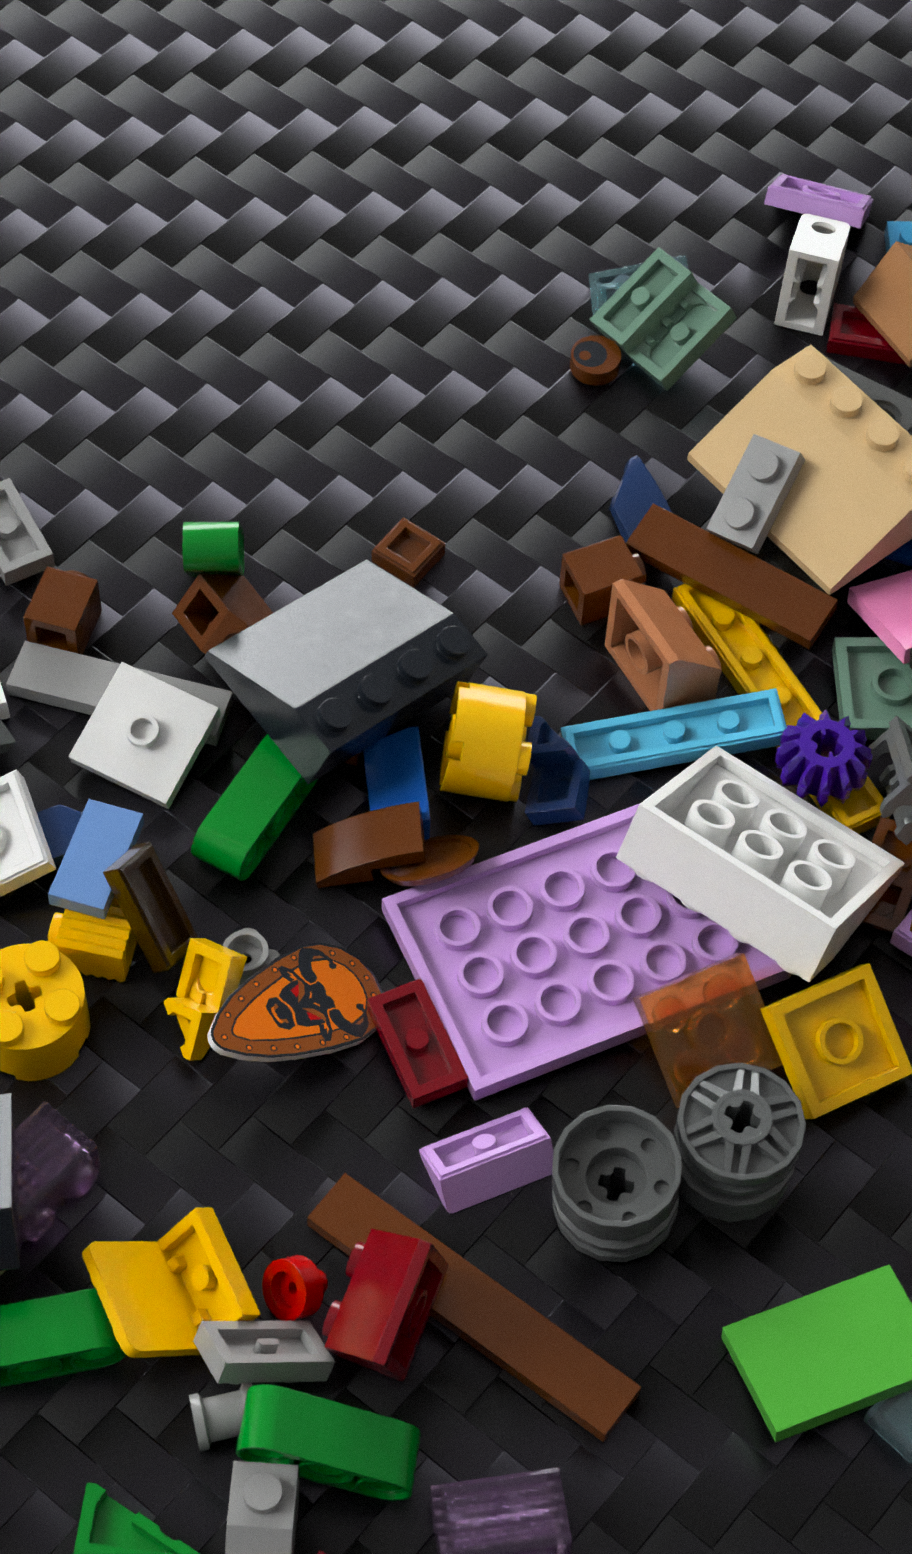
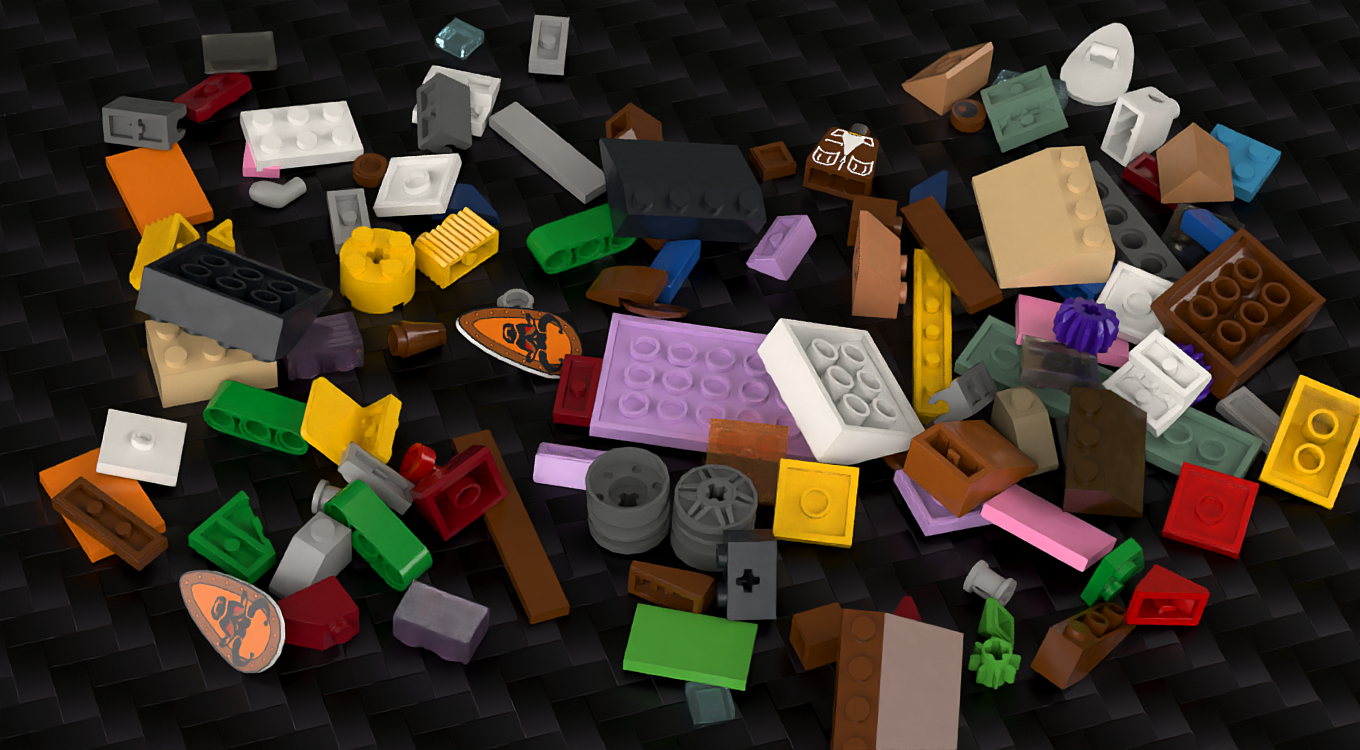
camera: 30 degrees right, 10 degrees down
(63, 610) = (548, 95): reddish brown brick -> none
(98, 841) = (465, 211): medium blue tile -> none
(144, 735) = (545, 175): white plate -> none
(144, 1088) = (413, 337): none -> reddish brown cone
(150, 906) = (479, 250): dark brown tile -> none
(204, 985) = (490, 295): yellow slope -> none
(213, 548) = (650, 94): green beam -> none
(486, 742) = (731, 264): yellow brick -> none
(509, 510) = (843, 162): none -> reddish brown torso
(512, 658) = (783, 246): none -> lavender slope
(537, 316) = (952, 77): none -> medium nougat slope
(558, 778) = (764, 308): dark blue slope -> none
(678, 733) = (884, 326): medium azure tile -> none
(693, 209) = (1100, 66): none -> white shield
(755, 493) = (991, 212): light grey plate -> none
(755, 1279) = (672, 587): none -> reddish brown slope
(819, 200) = (1177, 89): lavender tile -> none
(823, 758) = (925, 365): dark purple gear -> none
(847, 1206) = (757, 595): none -> black brick

